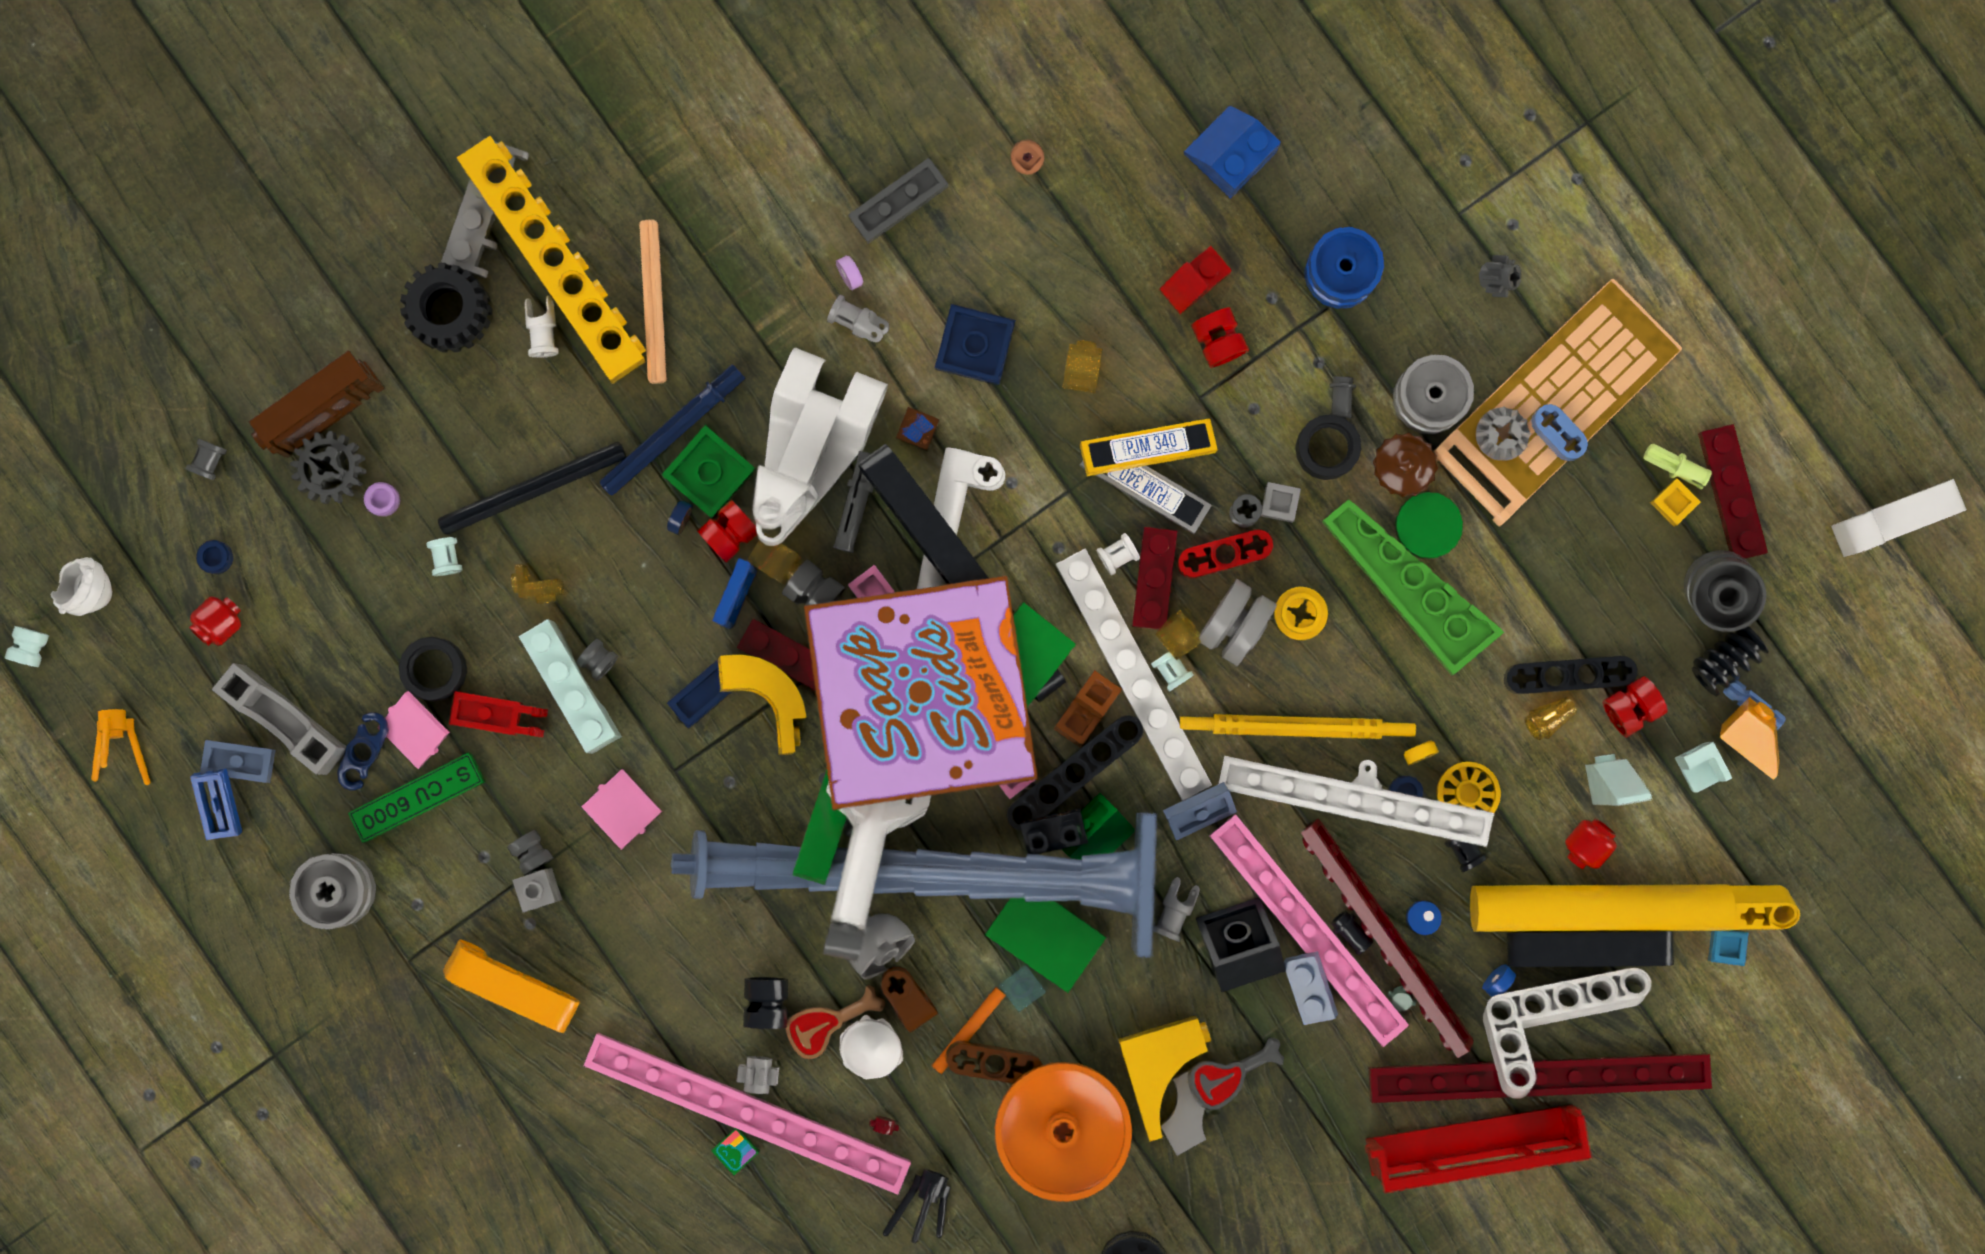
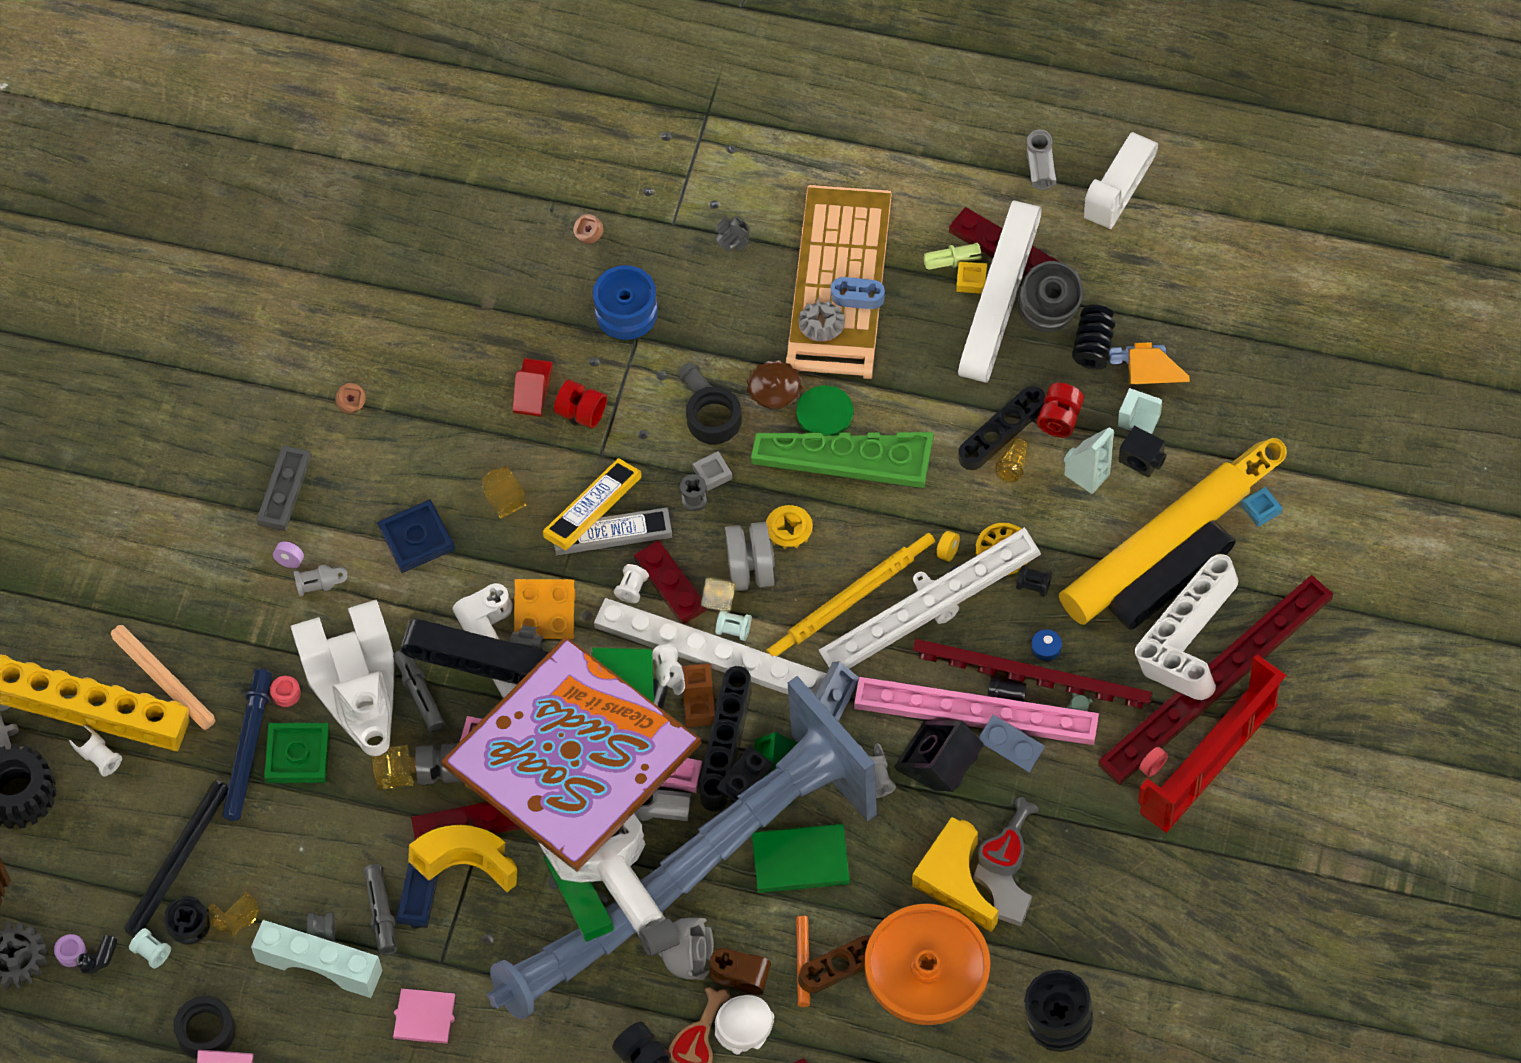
camera: 40 degrees left, 25 degrees down
(398, 529) = (99, 959): none -> black arm
(493, 714) = (277, 1022): red hinge -> none
(494, 555) = (186, 920): none -> black wheel
(660, 682) = (382, 920): none -> dark grey pin
(679, 517) = (301, 793): dark blue tile -> none
(728, 531) = (344, 772): red wheel -> none
(735, 594) = (385, 803): blue tile -> none
(745, 403) = (285, 691): none -> coral tile
(917, 429) = (423, 610): reddish brown tile -> none
(979, 801) = (666, 805): none -> light grey piece
(980, 537) = (527, 637): none -> dark grey gear
(1022, 988) = (815, 904): clear light blue tile -> none
(1023, 515) = (545, 605): none -> light orange hinge
(1078, 669) = (668, 669): none -> white piece
(1233, 150) = (488, 292): blue slope -> none
(1251, 555) = (703, 544): red beam -> none
(1377, 158) = (588, 229): none -> nougat tile
(1416, 1109) = (1153, 761): none -> coral tile
(1453, 391) = (753, 330): light grey wheel -> none
(1499, 980) = (1132, 638): blue tile -> none
(1590, 844) = (1111, 512): red head -> none
(1672, 809) = (1142, 451): none -> black brick
(1687, 542) = (999, 291): none -> white beam
(1843, 437) = (1041, 160): none -> light grey piece

